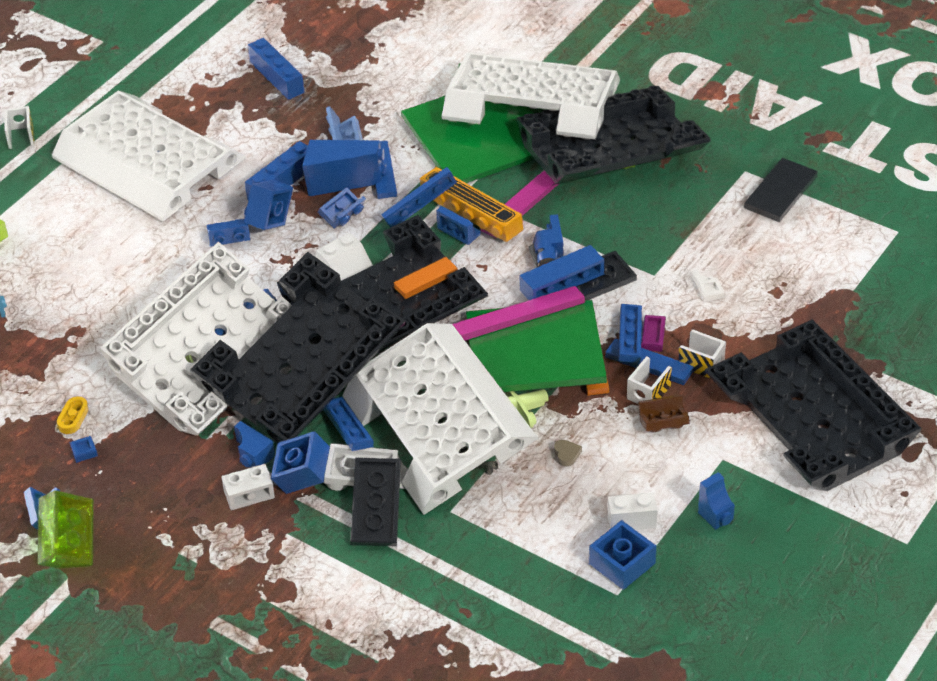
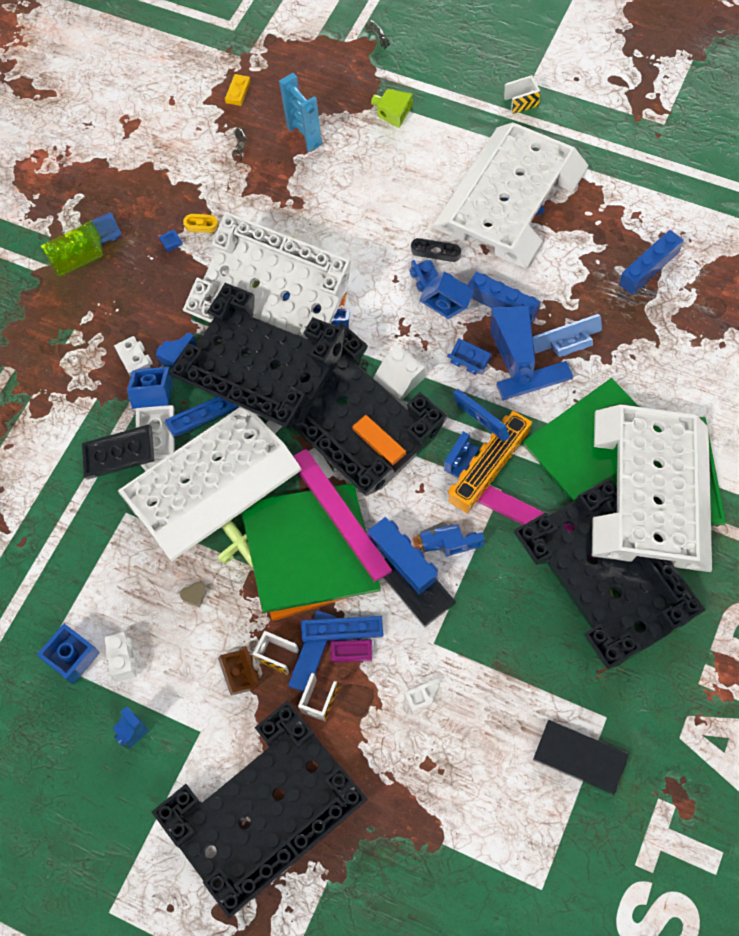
camera: 85 degrees right, 20 degrees up
(187, 236) = (424, 243): none -> black beam

